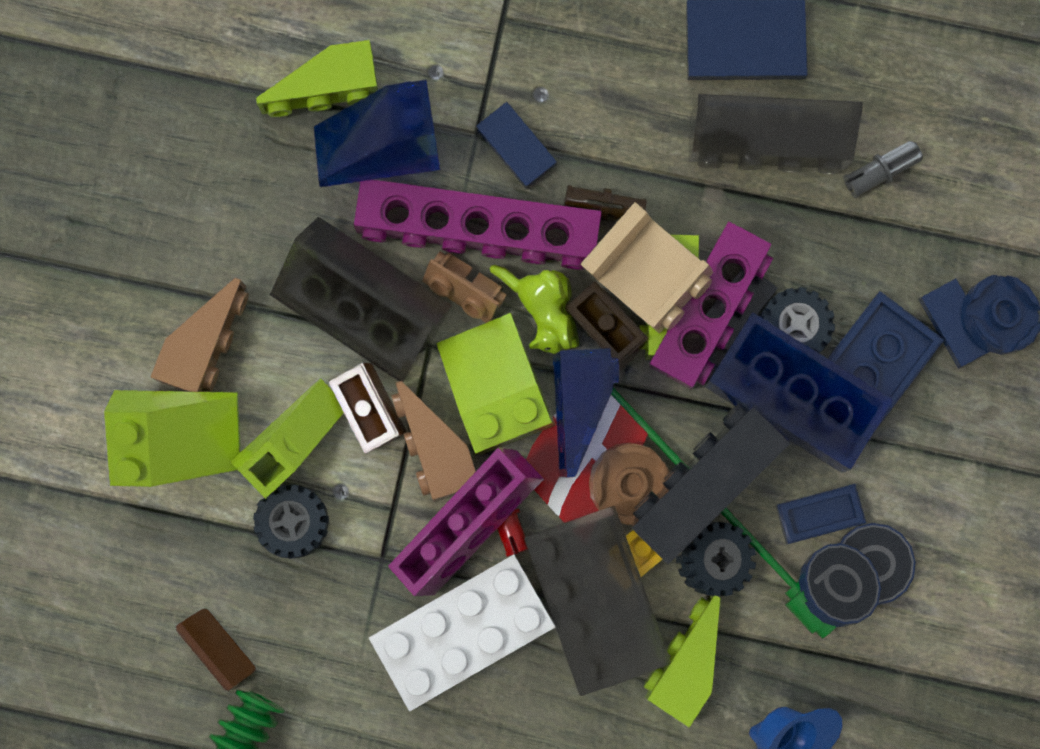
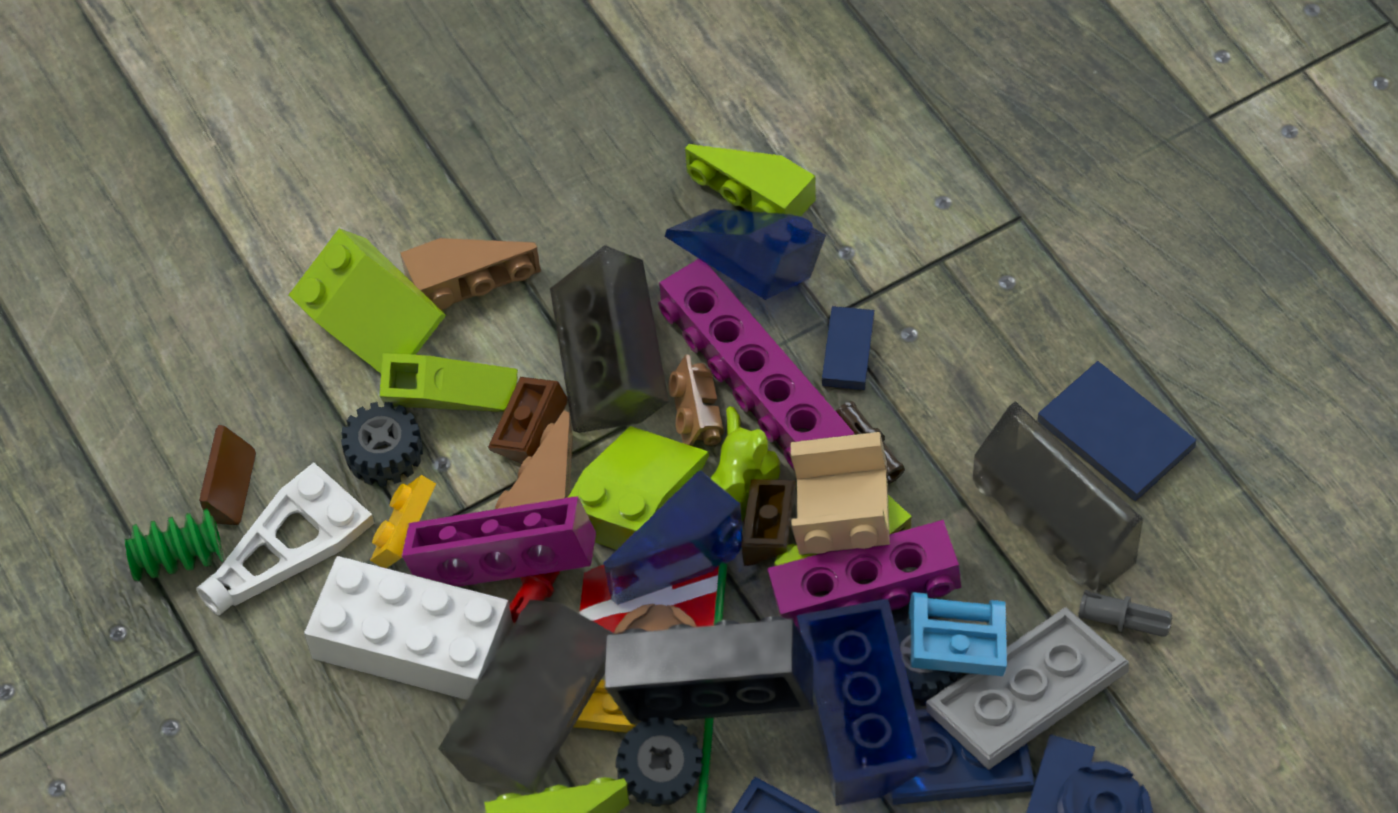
camera: 55 degrees right, 25 degrees down
(301, 601) = (321, 503): none -> white plate
(371, 562) = (408, 505): none -> yellow plate
(822, 299) = (957, 644): none -> dark azure plate
(879, 279) = (1044, 680): none -> light grey tile

